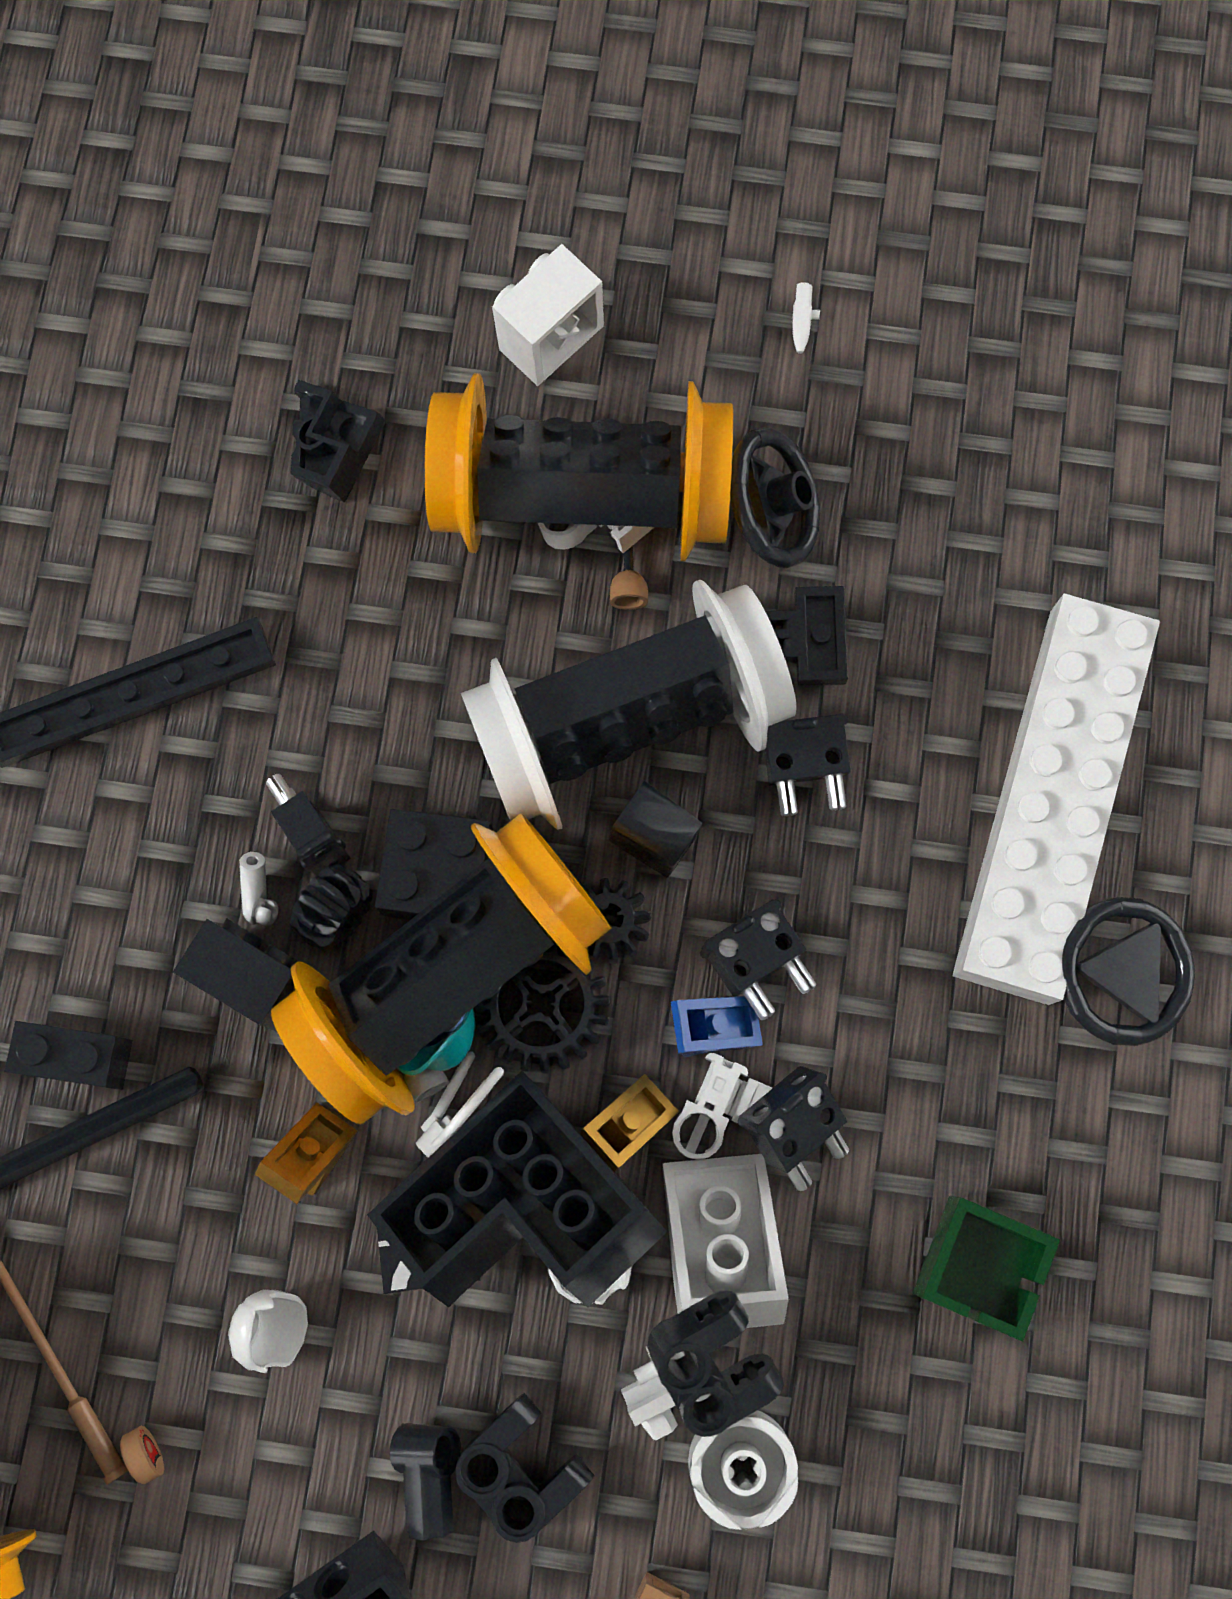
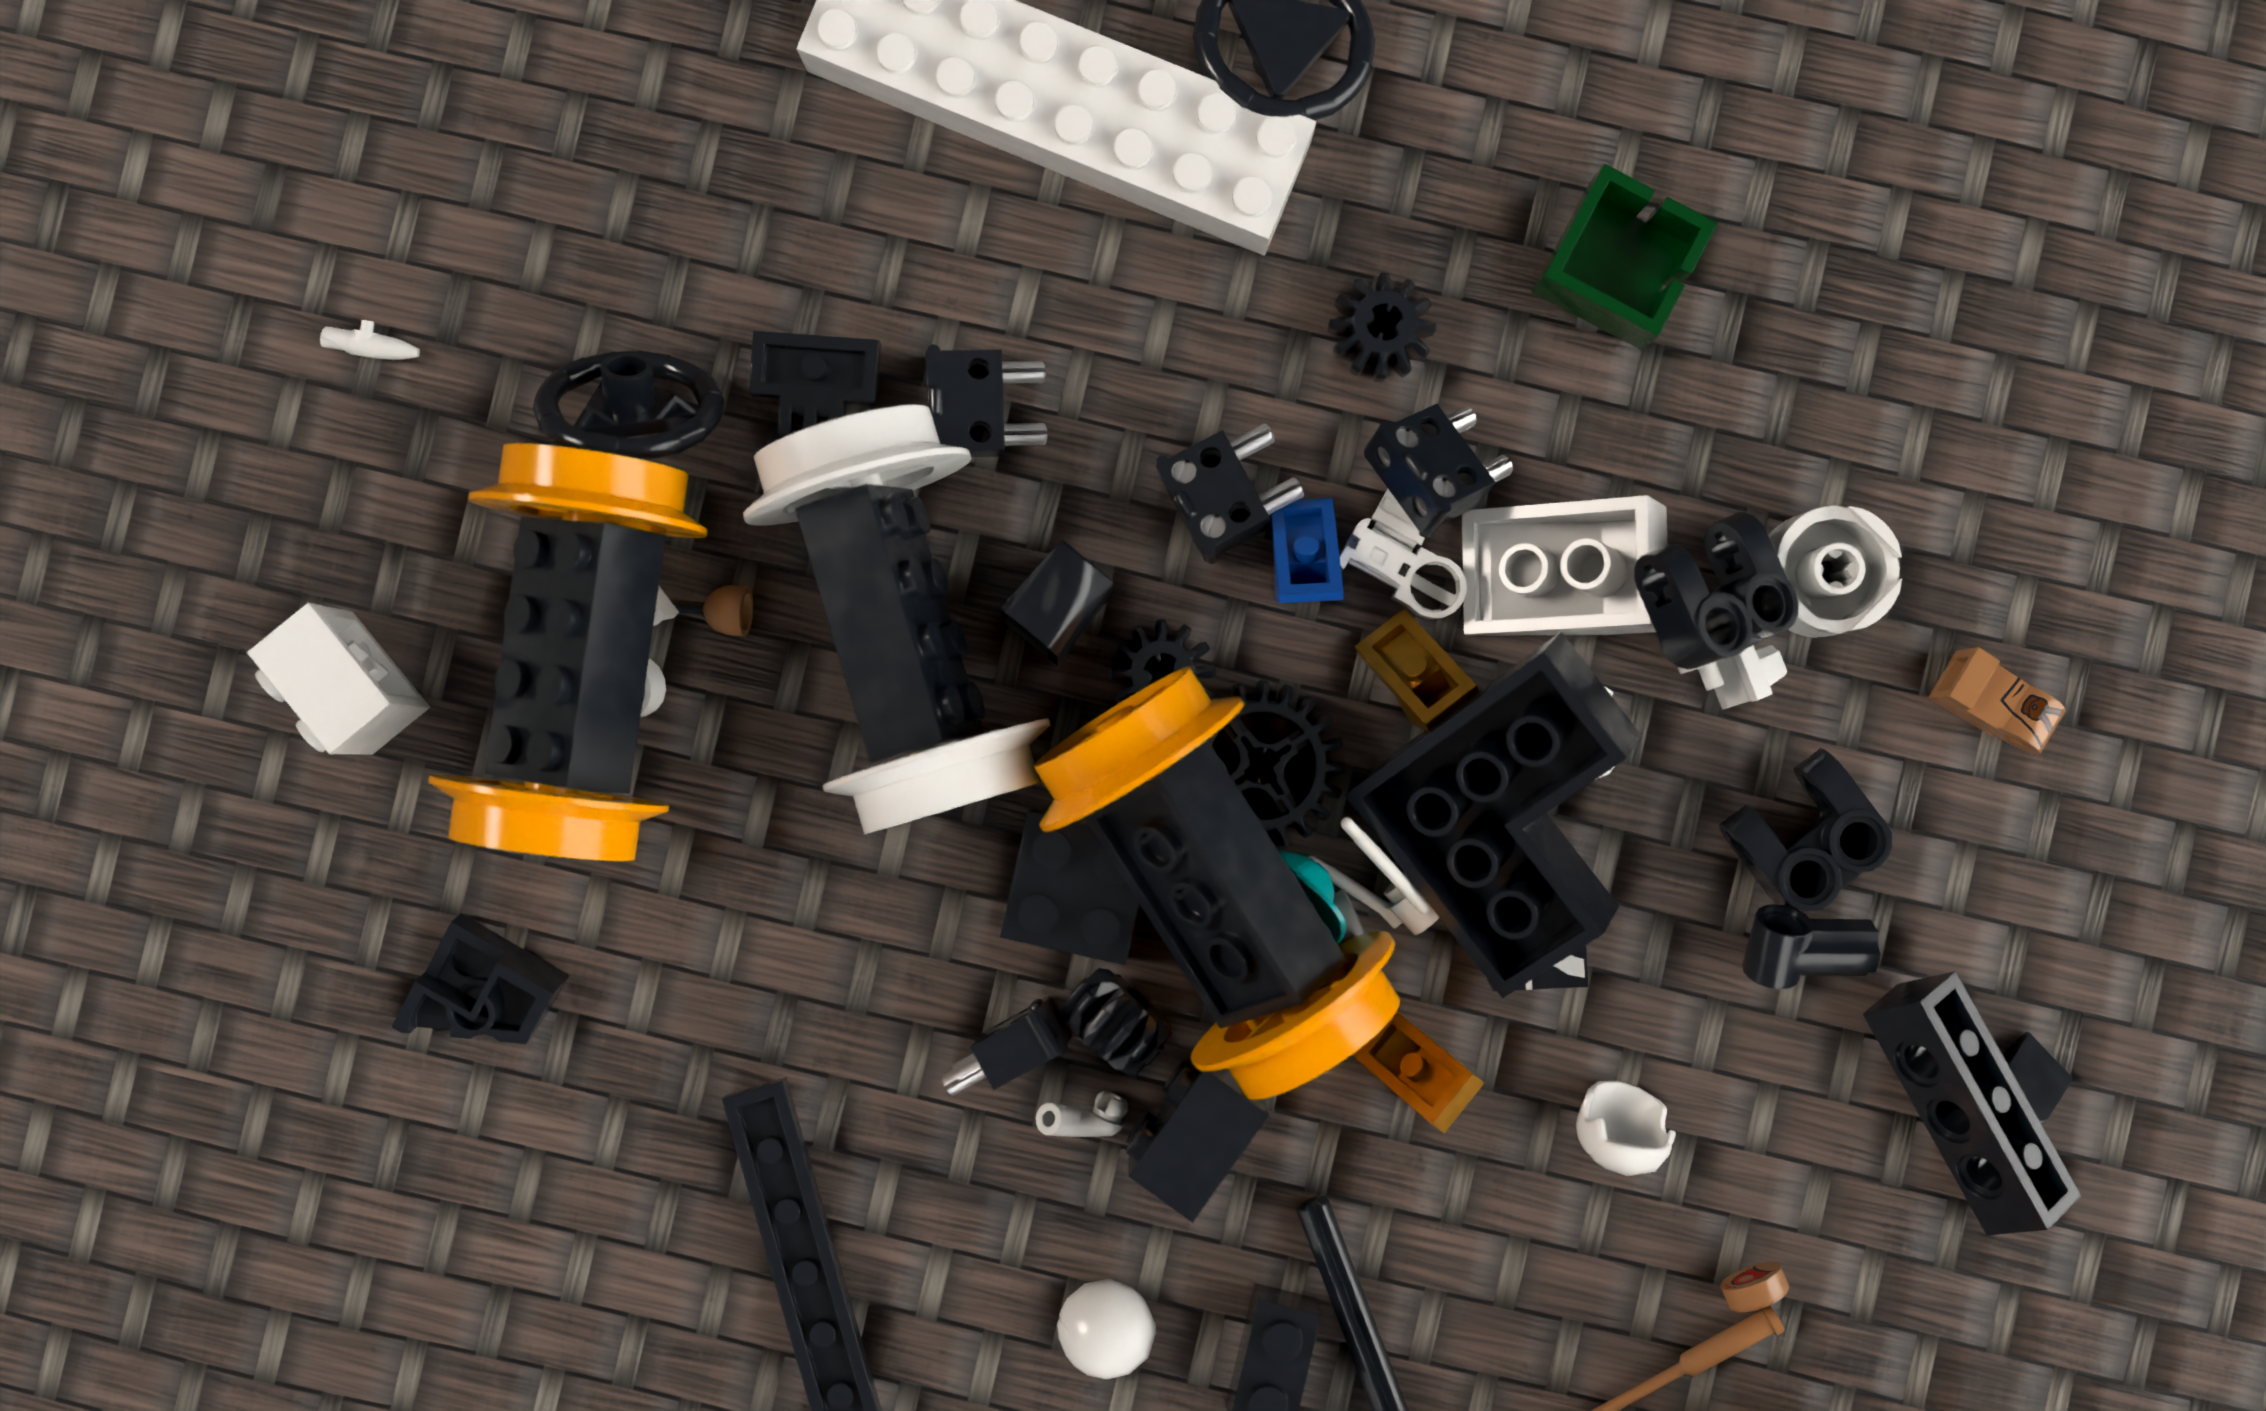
camera: 85 degrees left, 10 degrees up
(91, 924) = (1106, 1329): none -> white hair
(904, 1090) = (1403, 340): none -> black gear

